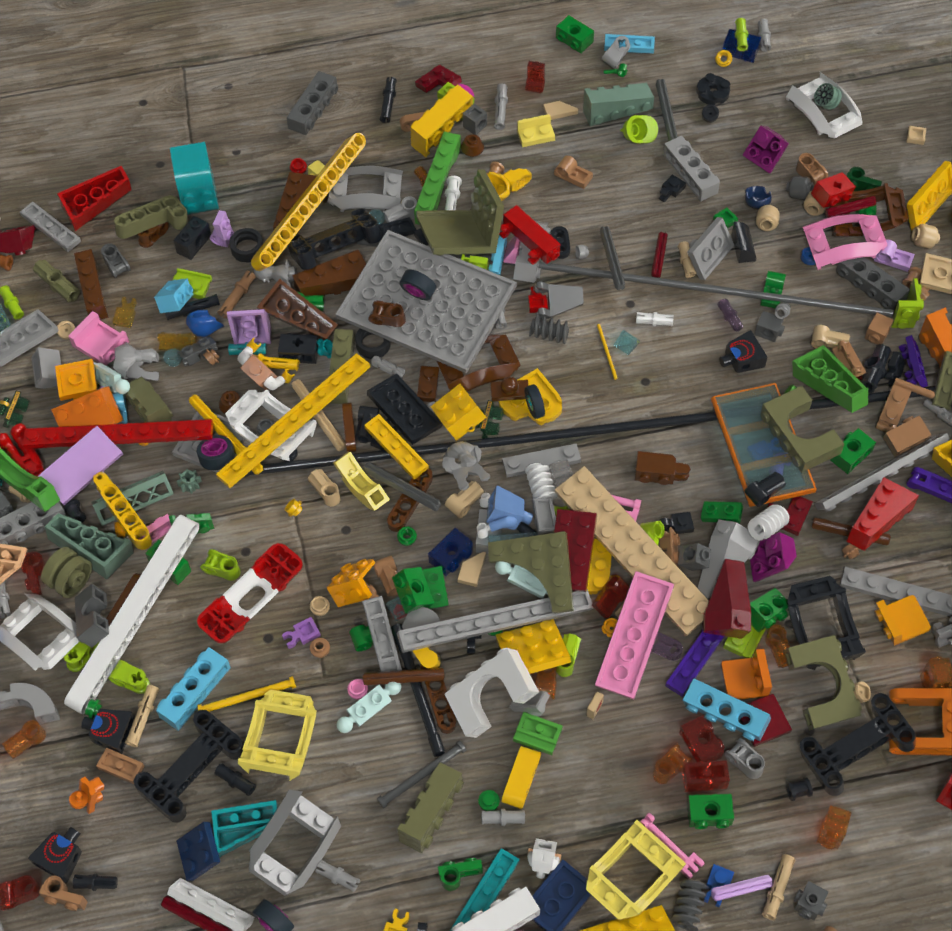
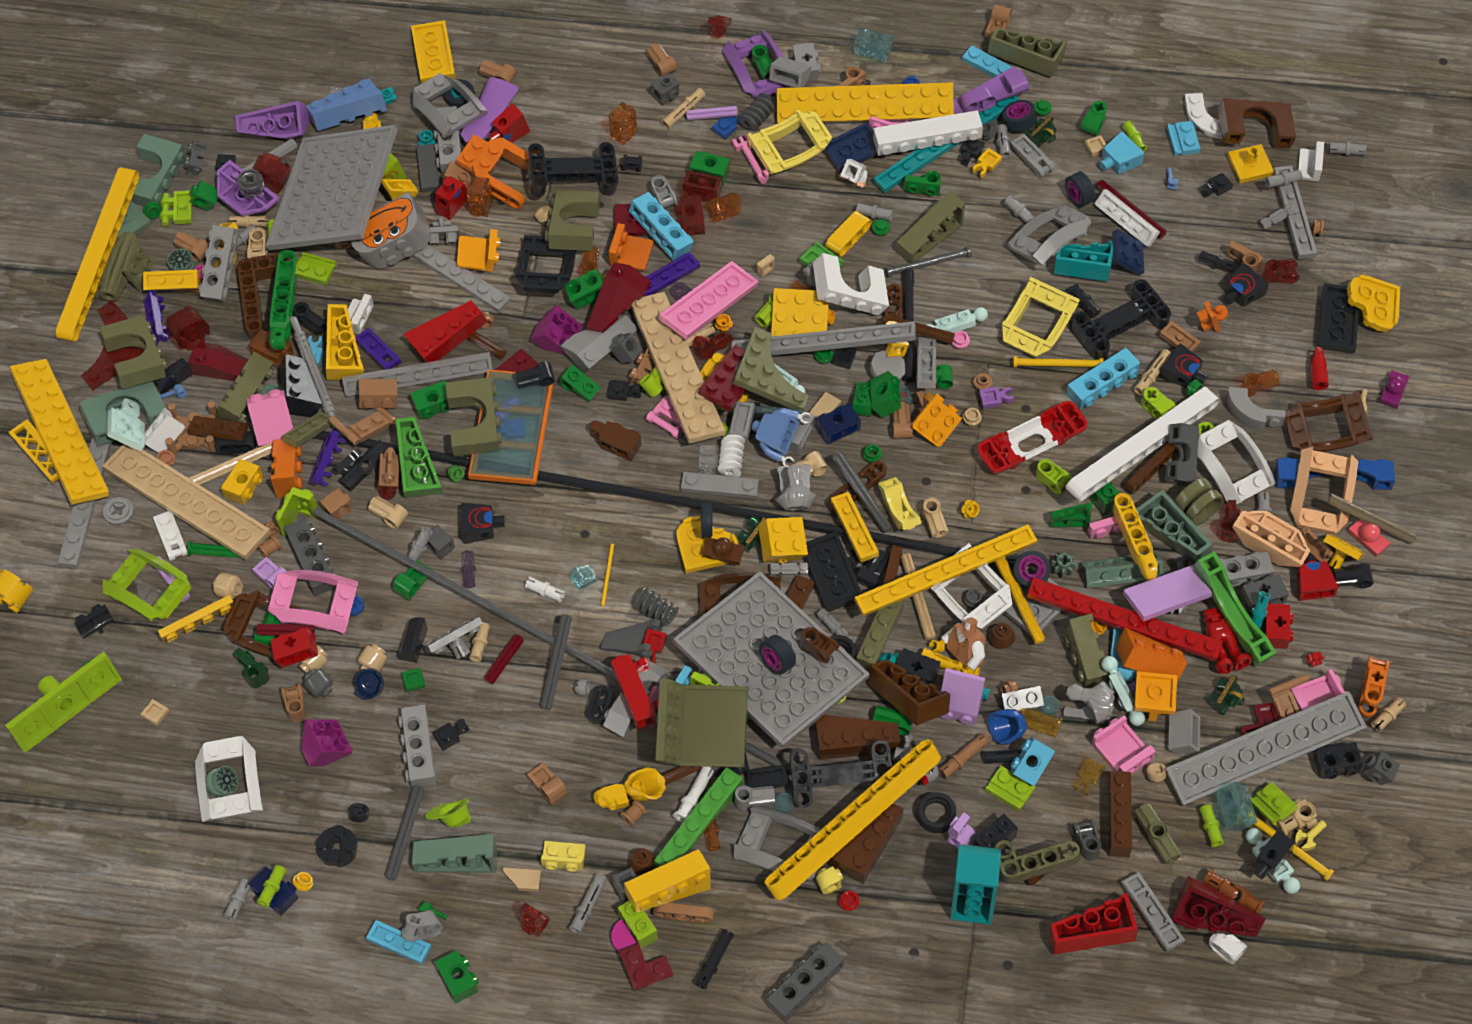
camera: 160 degrees left, 0 degrees up
(768, 522) = (548, 348): white piece -> none

